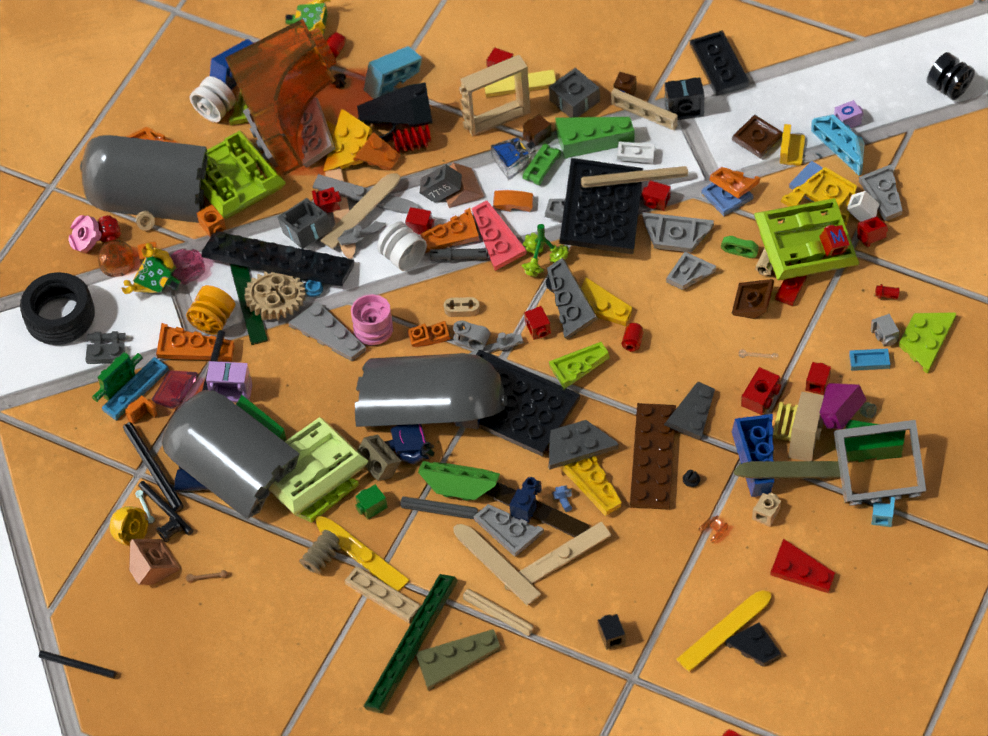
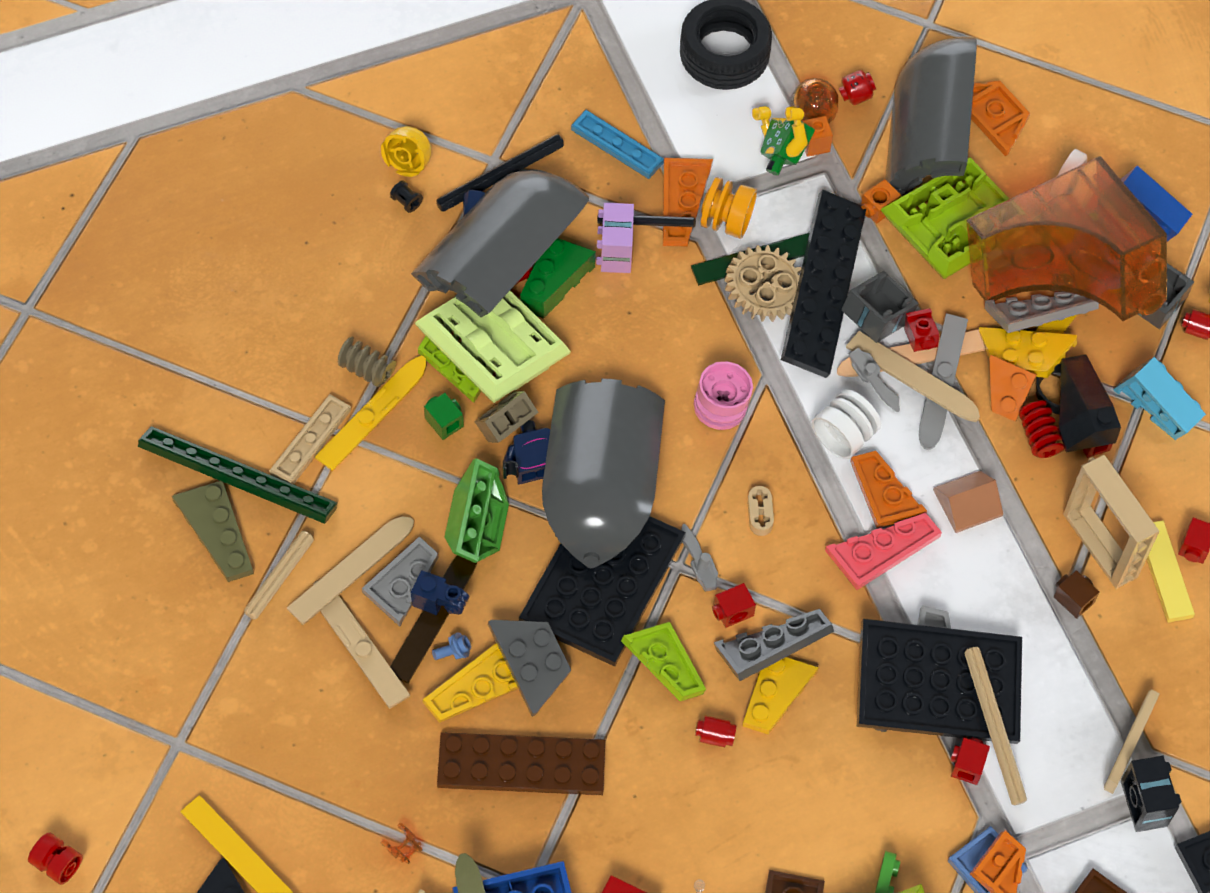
camera: 80 degrees right, 5 degrees up
(77, 664) = (225, 123): black bar -> none
(84, 233) = (843, 61): bright pink plate -> none
(104, 353) = (669, 106): dark grey plate -> none
(116, 376) = (622, 114): green plate -> none
(139, 408) = (582, 147): orange bracket -> none
(139, 494) = (462, 164): light aqua hinge -> none
(145, 220) = (875, 127): tan tile -> none
(150, 561) = (360, 181): nougat slope -> none
(165, 507) = (444, 189): black bar -> none
(174, 388) = (615, 183): clear pink slope -> none
(190, 273) = (807, 192): clear pink plate -> none
(190, 577) = (341, 229): medium nougat hinge -> none
(313, 288) = (778, 329): dark azure plate -> none
(328, 331) = (721, 341): light grey wing -> none
(339, 80) = (1140, 336): black piece -> none
(419, 220) = (898, 448): red brick -> none
(430, 335) = (713, 473): orange slope -> none
(438, 507) = (438, 497): dark grey axle -> none
(440, 183) = (957, 465): dark grey brick -> none
(458, 254) = (846, 490): dark grey pin -> none
(472, 336) = (708, 523): light grey piece -> none
(511, 199) = (948, 568): orange slope -> none
(512, 156) = (1024, 564): torso -> none
(534, 244) = (869, 597): lime plant -> none
(541, 163) = (1017, 604): bright green plate -> none
(574, 93) = (1145, 640): dark grey container -> none
(592, 134) = (1073, 667): bright green wedge -> none
(611, 631) = (238, 709): black brick -> none
(625, 83) = (1170, 712): reddish brown brick -> none
(636, 152) = (1050, 731): white plate -> none
(676, 232) = (907, 789): light grey wing -> none
(689, 271) = (837, 808): light grey wing -> none
(691, 478) = (483, 814): black piece -> none
(693, 411) = (591, 813): dark grey wing -> none

